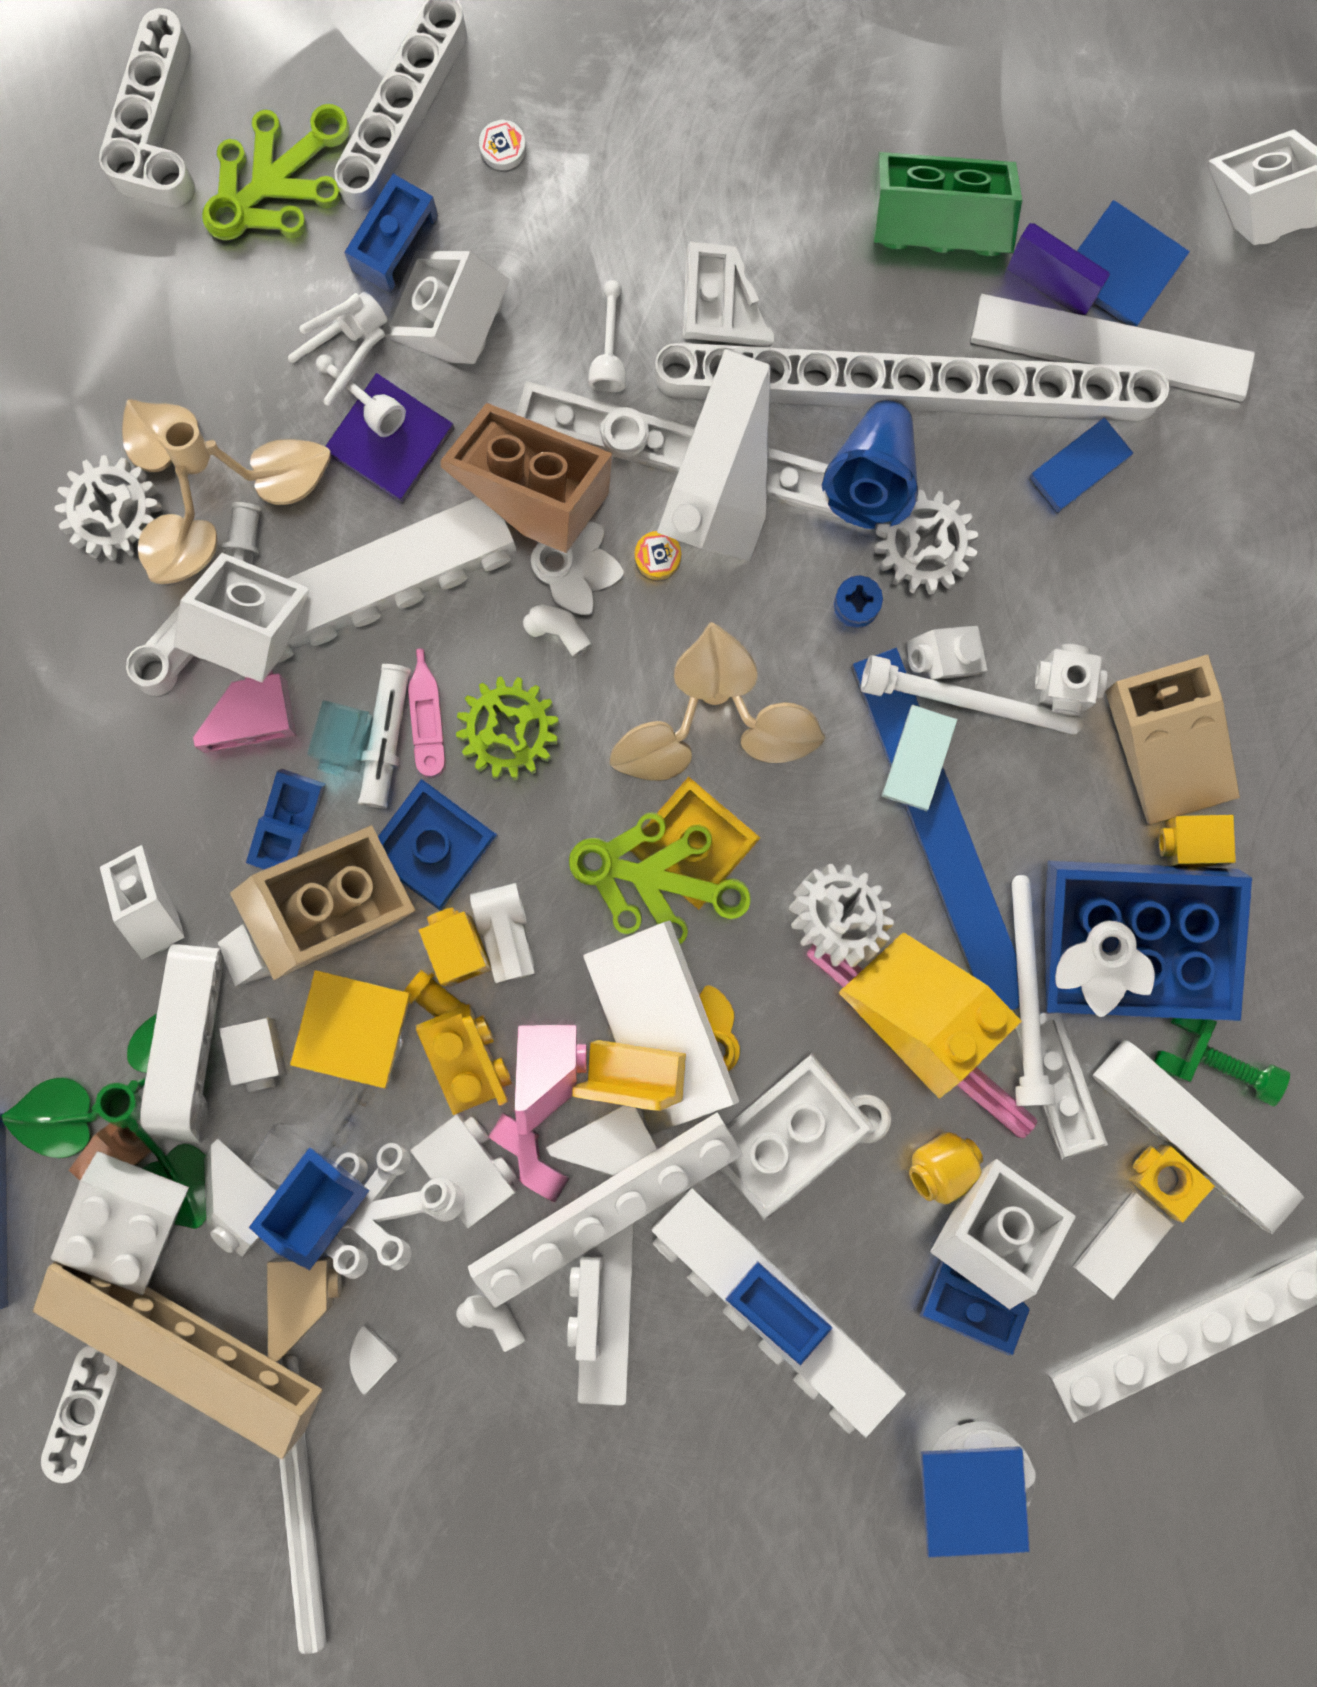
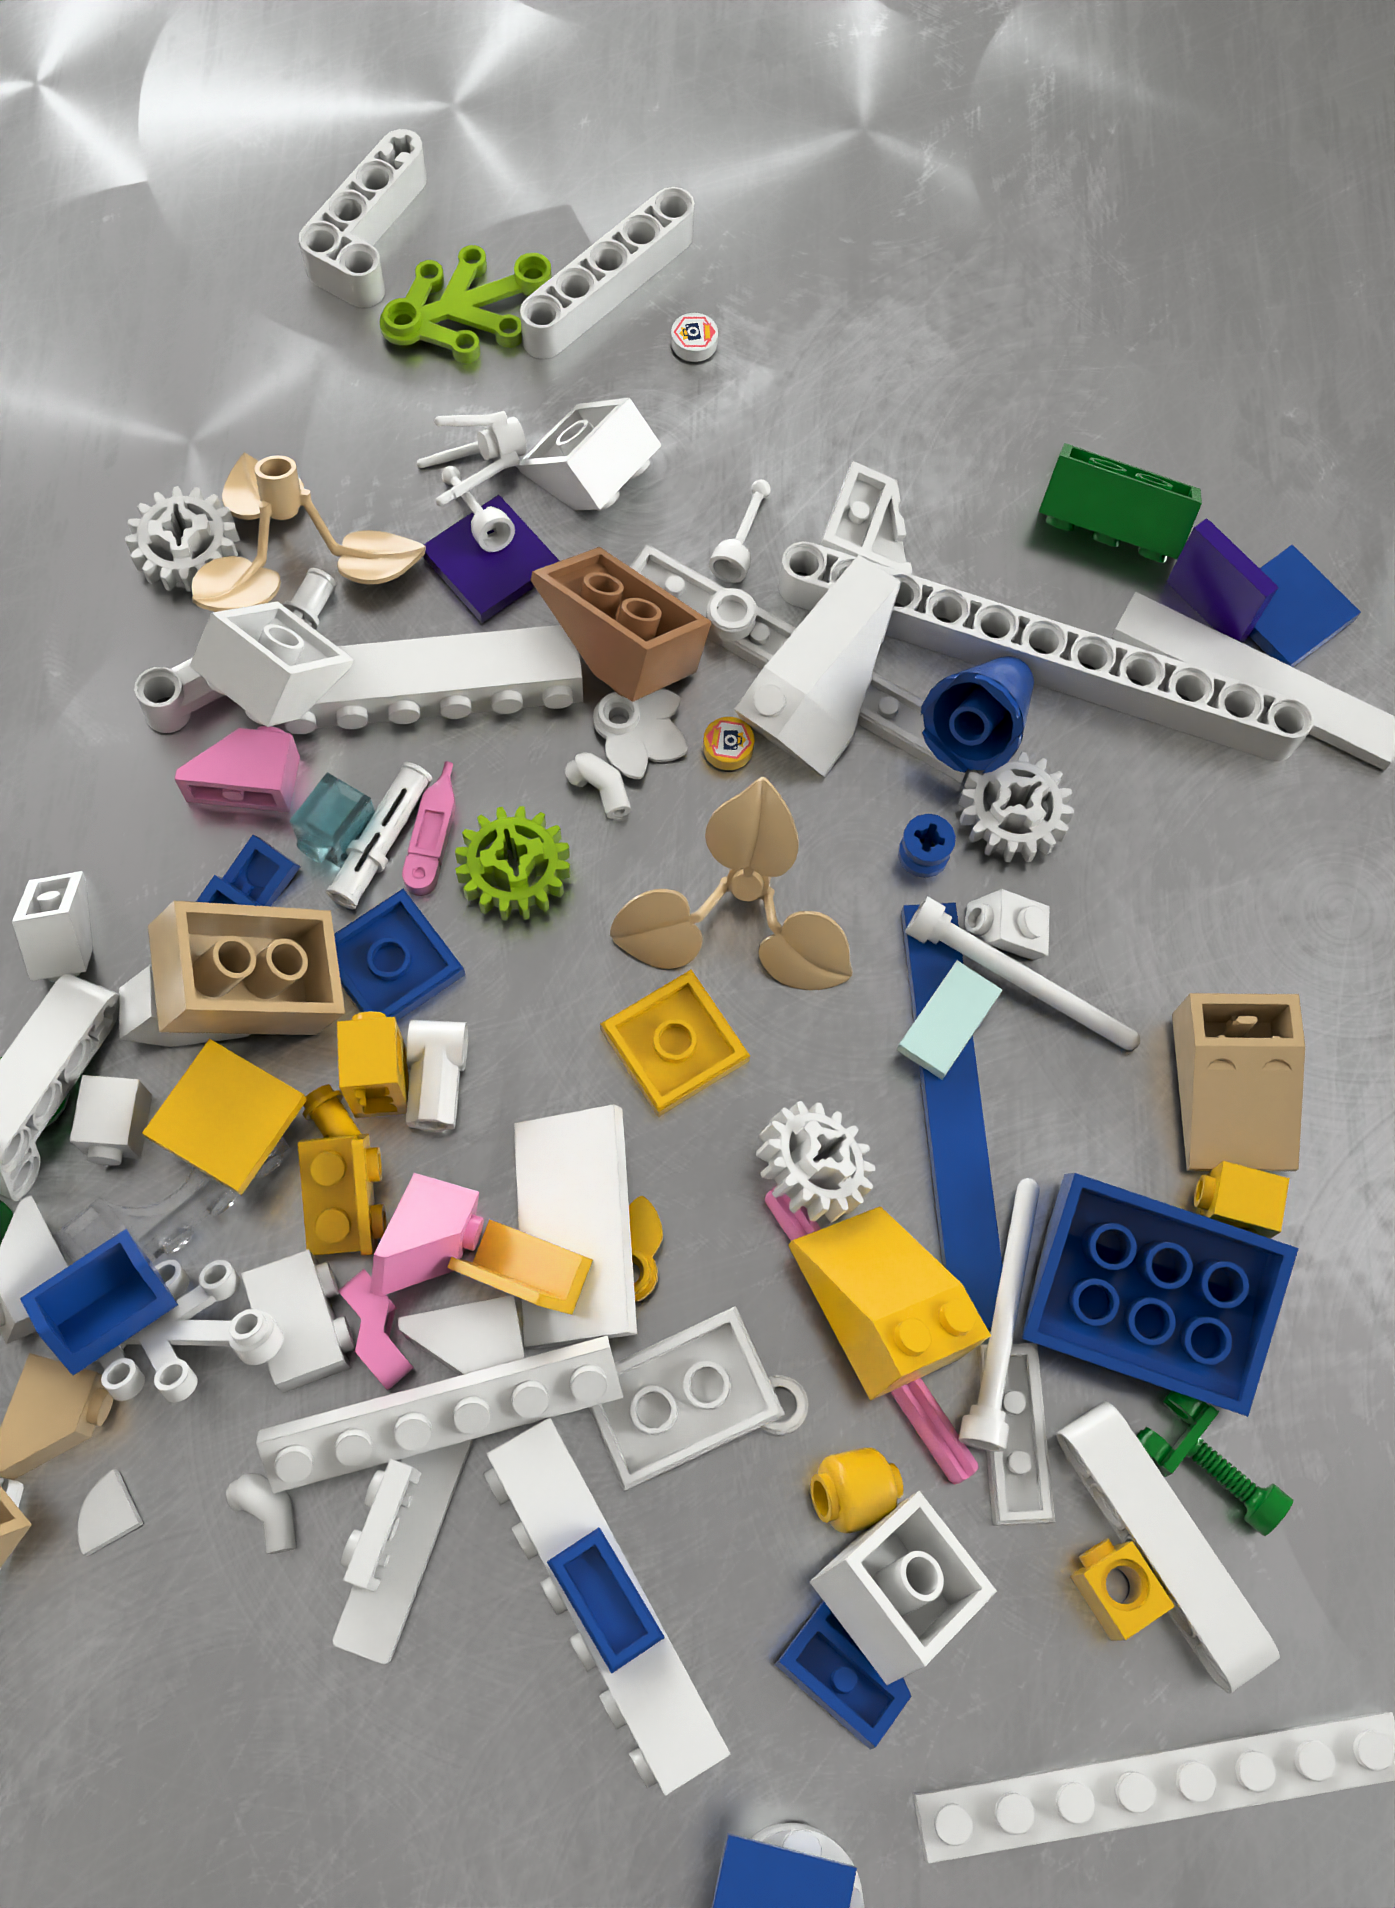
camera: 10 degrees right, 15 degrees down
(389, 231) = (554, 370): blue panel -> none
(651, 876) = (616, 1057): lime plant -> none
(1059, 691) = (1138, 986): white brick -> none
(1081, 465) = (1199, 782): blue tile -> none
(1106, 974) = (1100, 1312): white plate -> none
(1123, 1245) = (1044, 1653): white tile -> none

